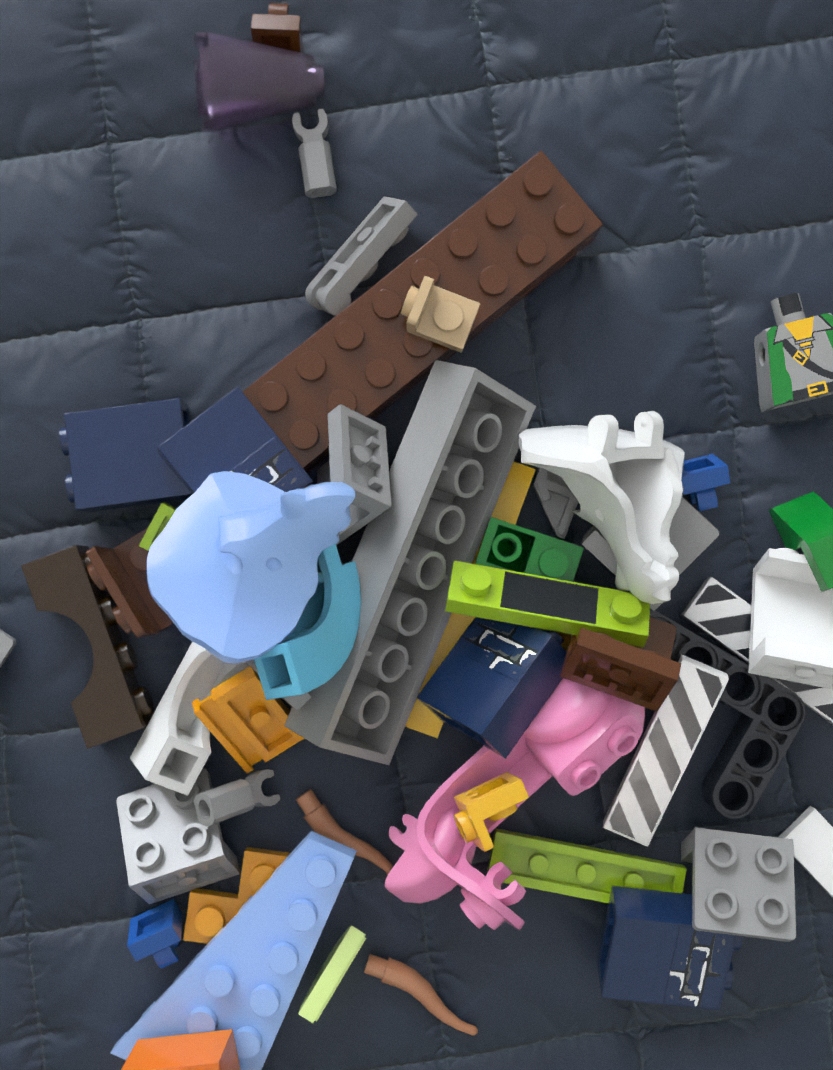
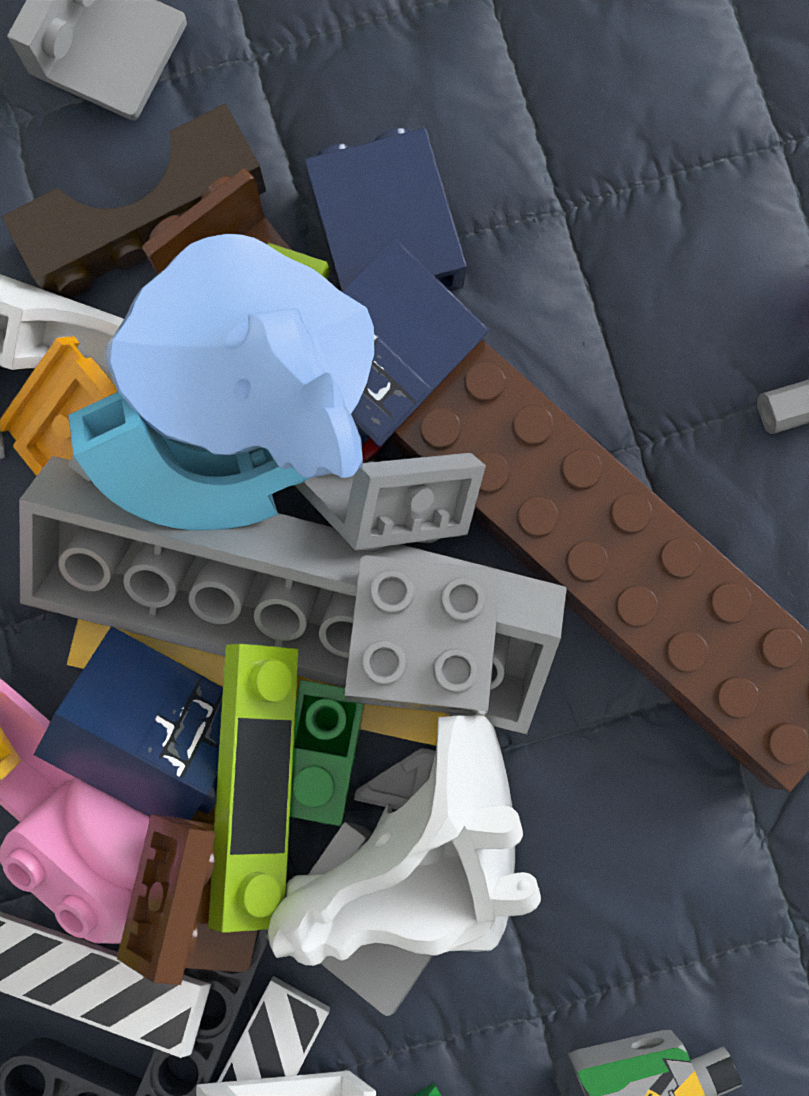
camera: 80 degrees right, 5 degrees down
(359, 255) = (692, 473): light grey plate -> none
(439, 315) = (627, 581): tan bracket -> none
(459, 465) = (423, 636): none -> light grey bracket
(700, 478) = (464, 980): blue tile -> none

